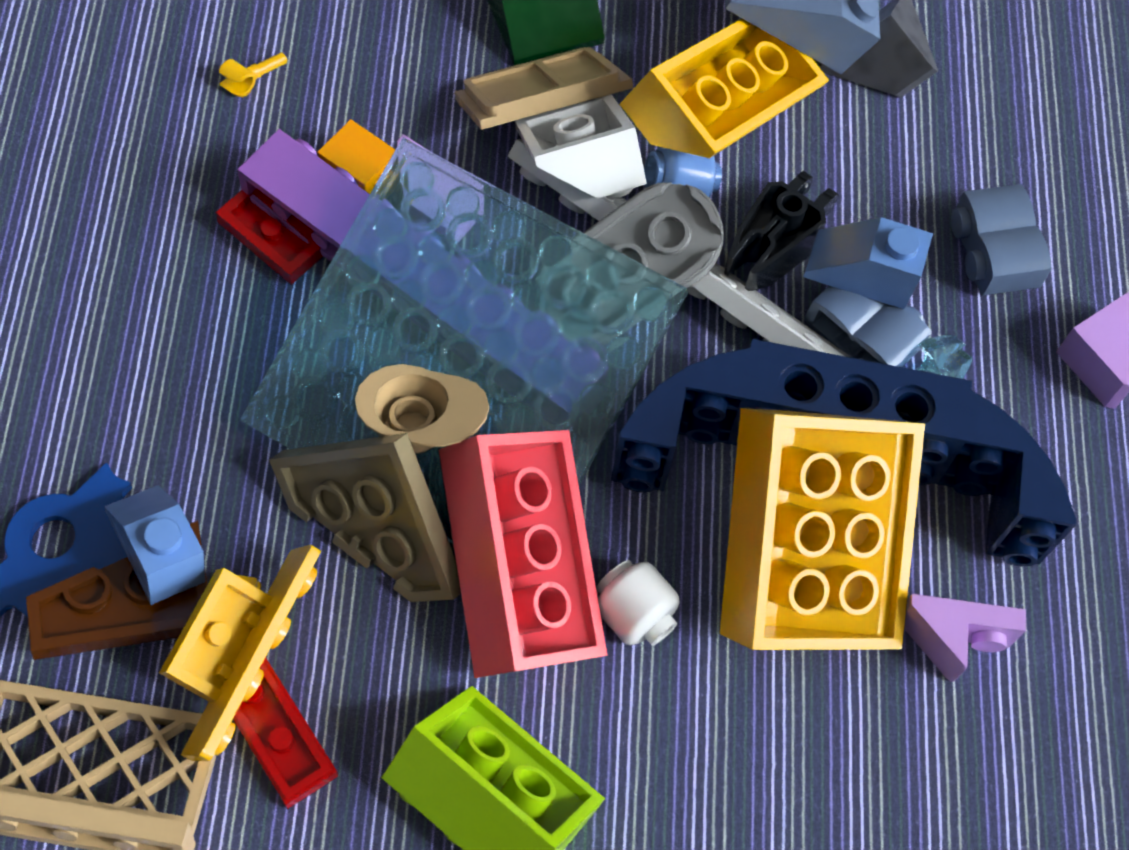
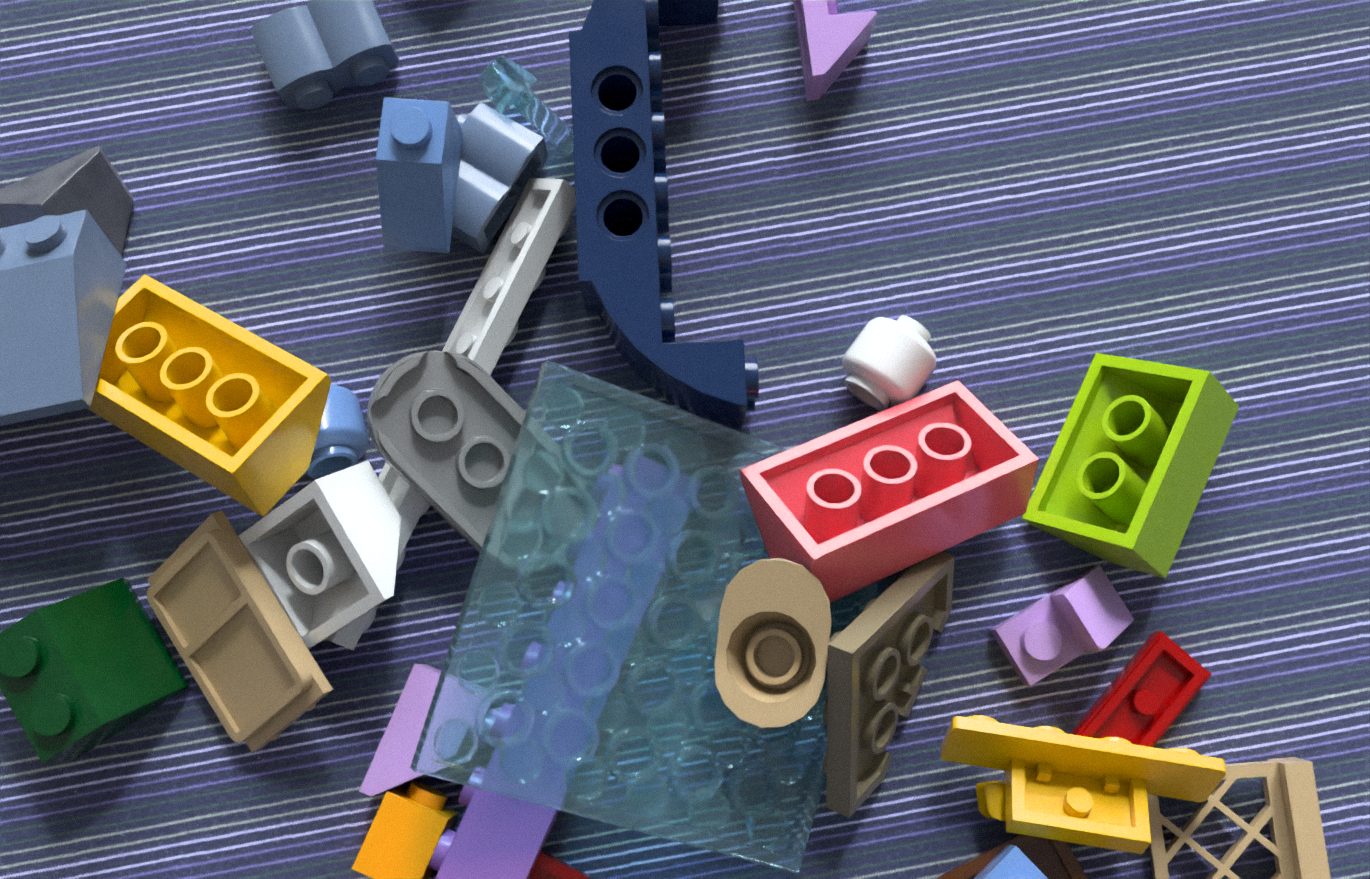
camera: 100 degrees left, 15 degrees up
(368, 693) = (1063, 625): none -> lavender slope
(779, 230) = (380, 295): black hinge -> none
(820, 531) = (776, 177): yellow slope -> none

